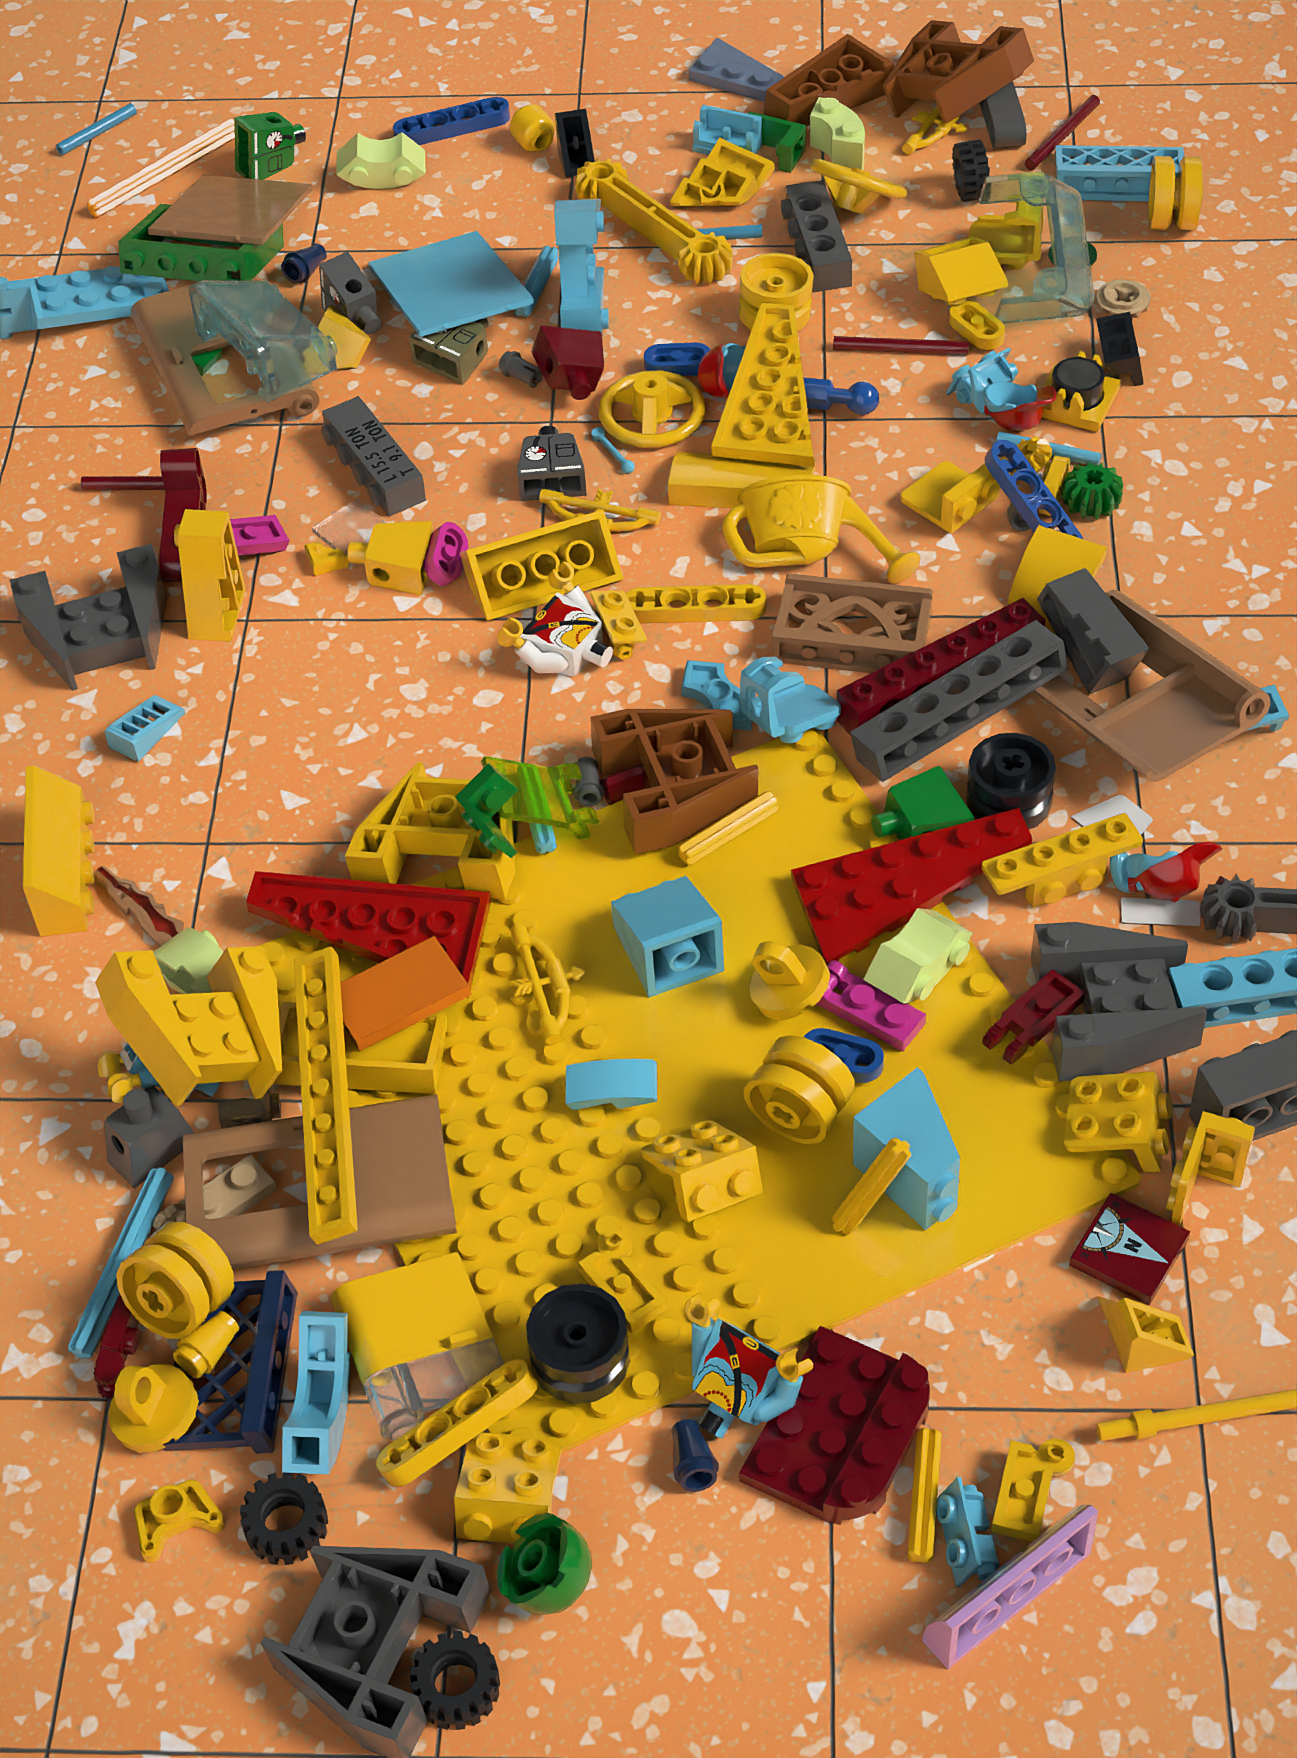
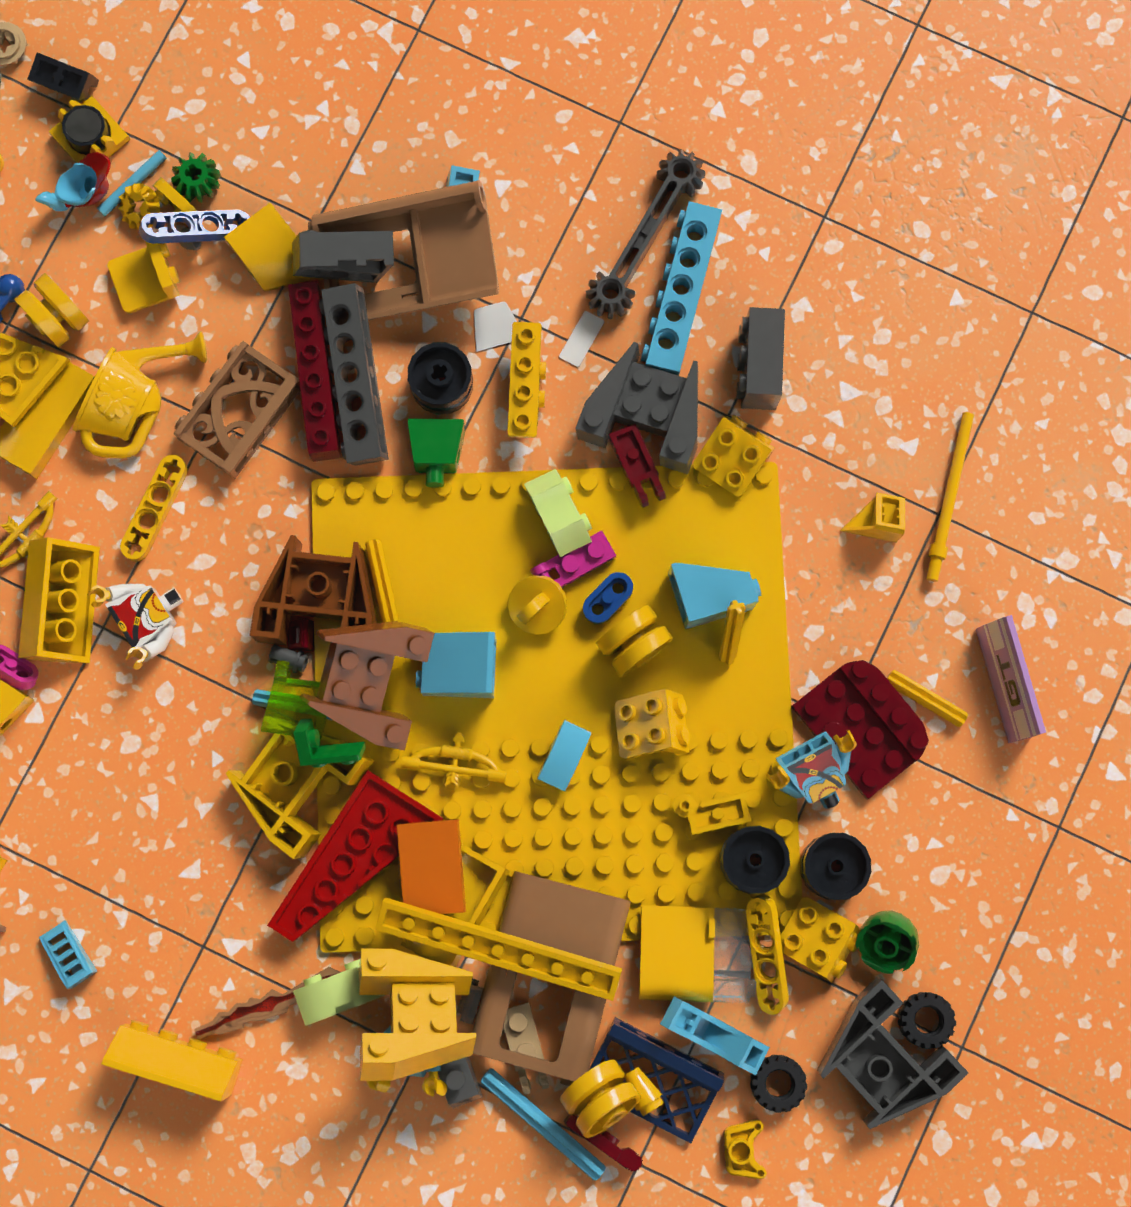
camera: 70 degrees left, 30 degrees up
(152, 1406) = (666, 1139): yellow tile -> none
(592, 821) = (359, 674): none -> dark orange wedge
(618, 621) = (148, 570): yellow hinge -> none
(620, 1457) = (817, 870): none -> black wheel
(692, 1457) = (845, 821): dark blue cone -> none
(711, 687) = (263, 528): medium azure tile -> none
(784, 701) = (298, 491): medium azure piece -> none
(857, 427) = (51, 310): none -> yellow wheel
(881, 887) = (484, 507): red wing -> none
(961, 1513) = (974, 691): medium azure hinge -> none
(992, 365) = (31, 179): medium azure hinge -> none
(1027, 1486) = (948, 637): yellow hinge -> none
(1129, 1248) = (820, 495): dark red tile -> none
(1162, 876) = (564, 319): red hair -> none
(1213, 1150) = (790, 427): yellow bracket -> none

